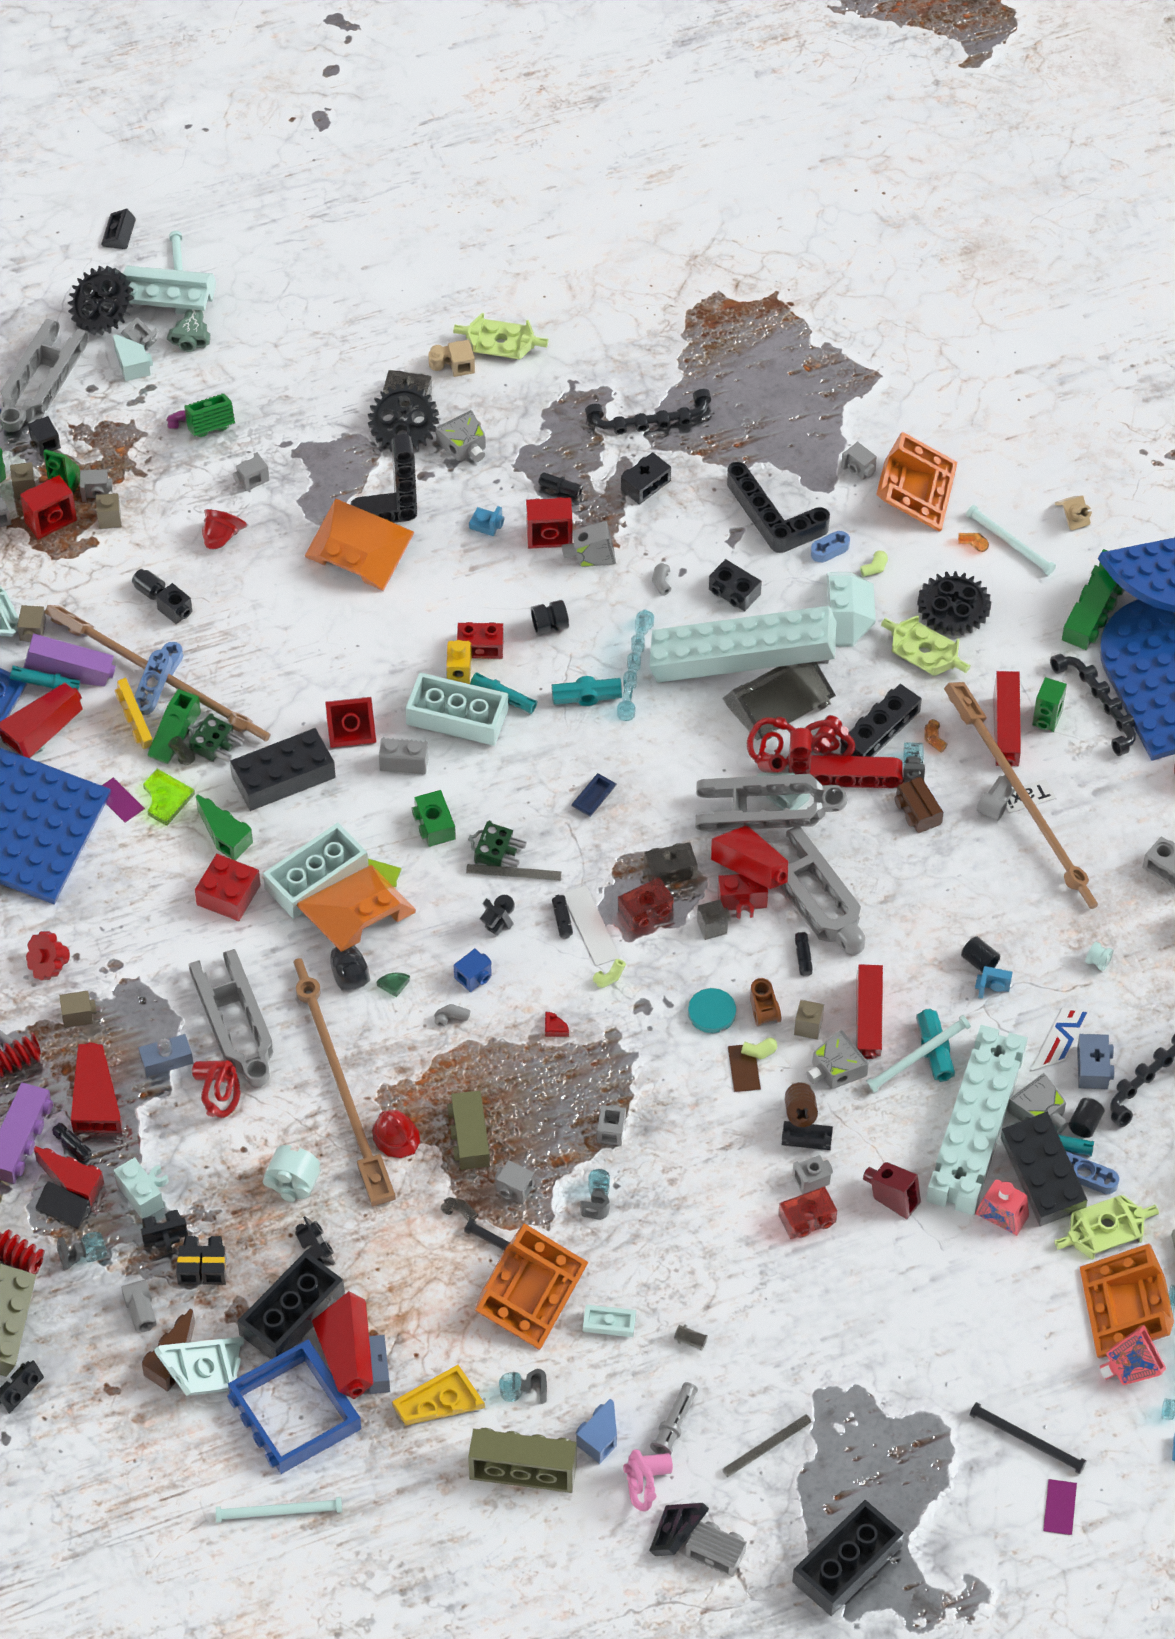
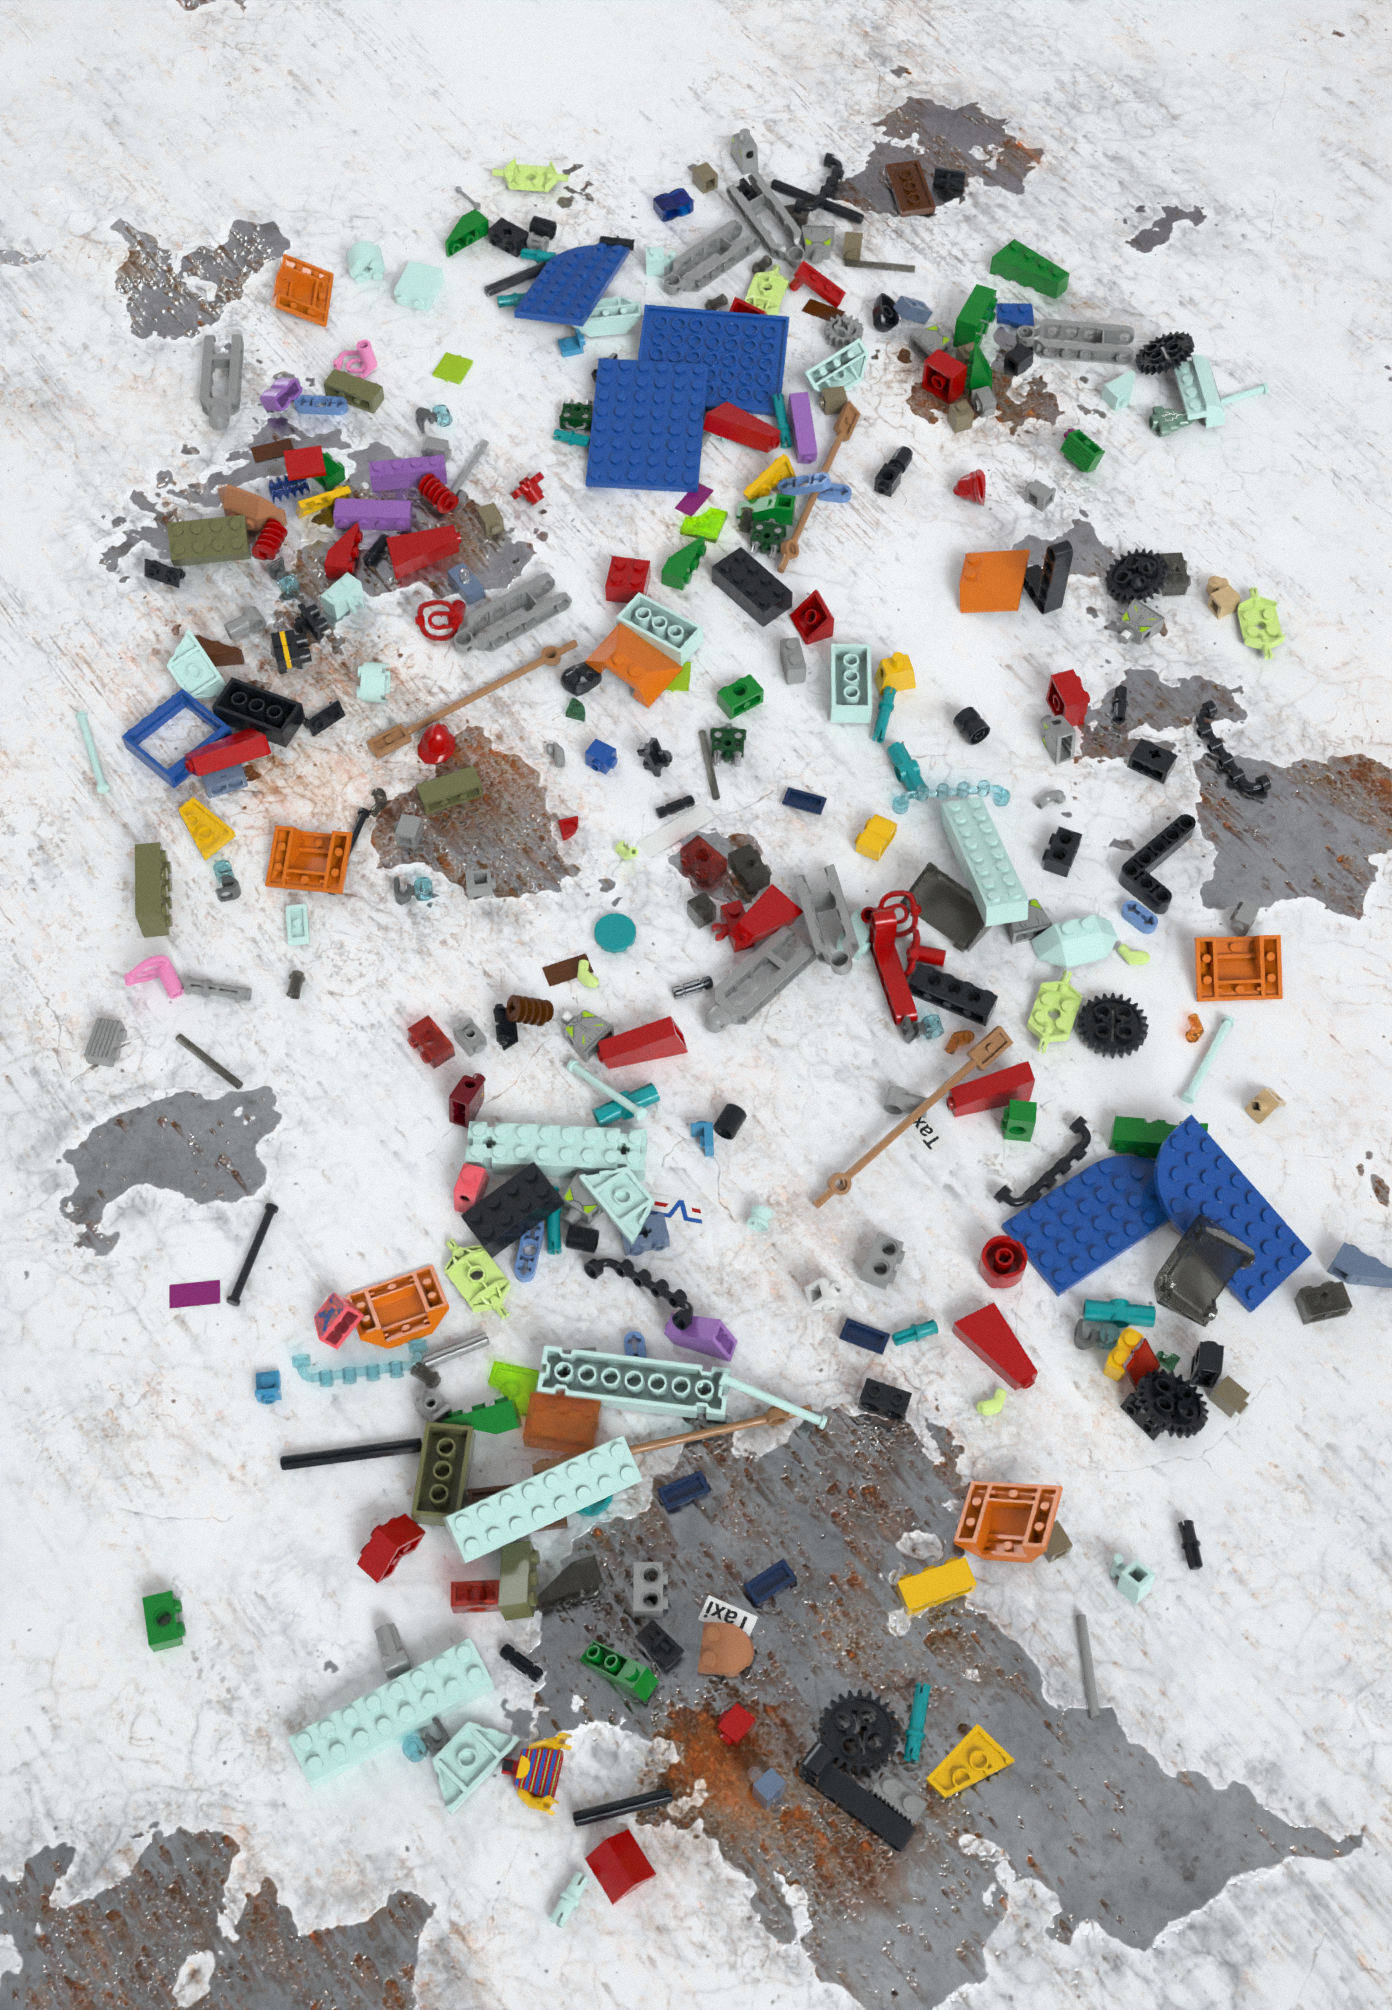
camera: 75 degrees right, 5 degrees up
(63, 1205) = (317, 561): black slope -> none
(119, 229) = (1253, 352): black slope -> none
(140, 333) = (1147, 390): light grey bracket -> none
(485, 639) = (931, 685): red brick -> none
(487, 521) = (1059, 661): dark azure bracket -> none
(599, 1434) = (194, 941): medium blue slope -> none
(665, 740) = (876, 837): none -> yellow brick
(676, 1526) = (116, 1009): black wing -> none
(764, 1006) = (628, 968): dark orange piece -> none
(809, 1019) = (622, 1002): dark tan brick -> none
(848, 1557) = (107, 1135): black brick -> none
(919, 805) = (875, 1041): reddish brown brick -> none
(1059, 1064) = (621, 1199): none -> light aqua wing

